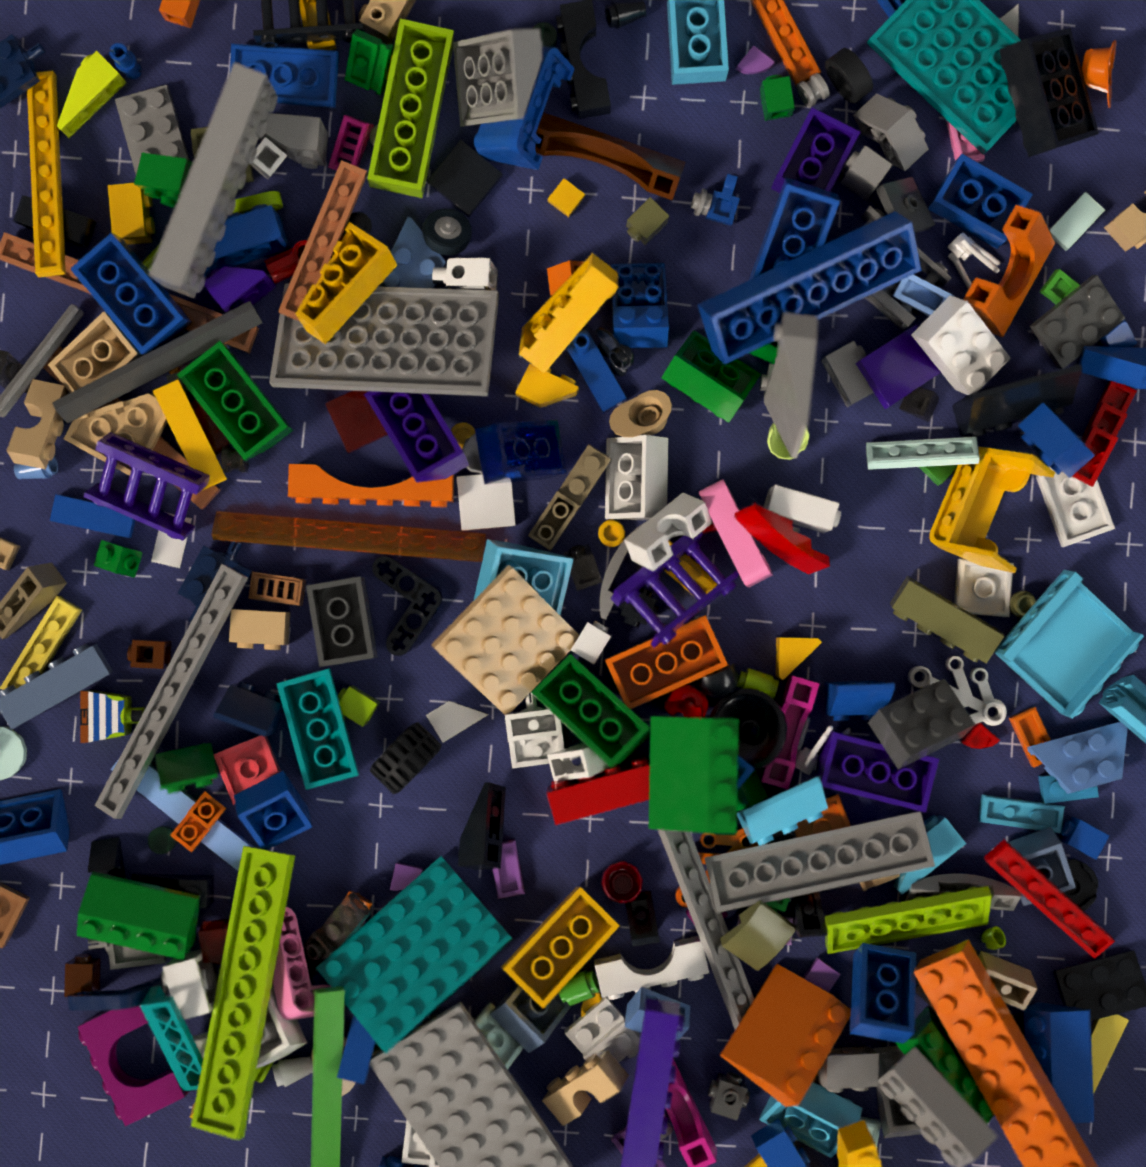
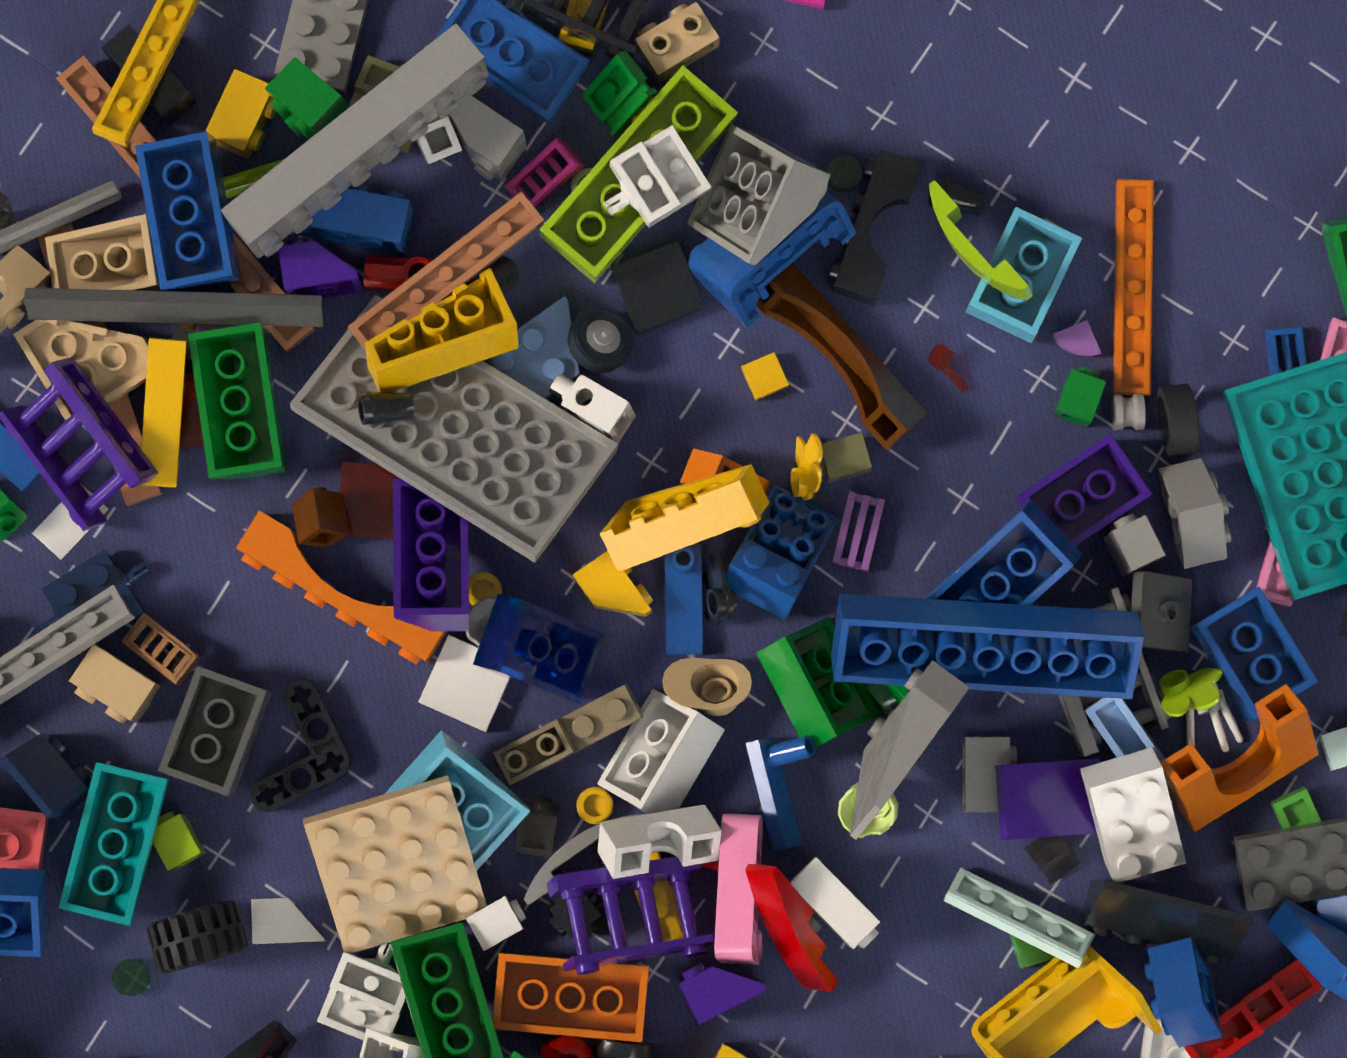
camera: 30 degrees right, 5 degrees down
(232, 460) = (195, 469): clear smoke wheel -> none
(245, 204) = (412, 188): lime beam -> none
(331, 446) = (320, 517): none -> reddish brown brick
(332, 350) = (384, 407): none -> black cone
(348, 536) = (281, 635): clear orange plate -> none
(377, 806) = (131, 977): none -> clear green tile
(425, 100) = (657, 177): none -> white plate
(629, 240) = (807, 476): none -> yellow plate
(672, 124) = (940, 358): none -> clear red hand
(676, 243) = (865, 502): none -> medium lavender tile
(688, 41) = (1002, 276): none -> lime slope
(701, 202) = (921, 471): light grey plate -> none
(706, 444) = (766, 763): none -> blue piece
(724, 204) = (946, 488): blue plate -> none
(756, 607) = (716, 990): none -> dark purple slope
(757, 361) = (882, 697): none -> clear green tile
(949, 249) = (1189, 691): none -> lime plate

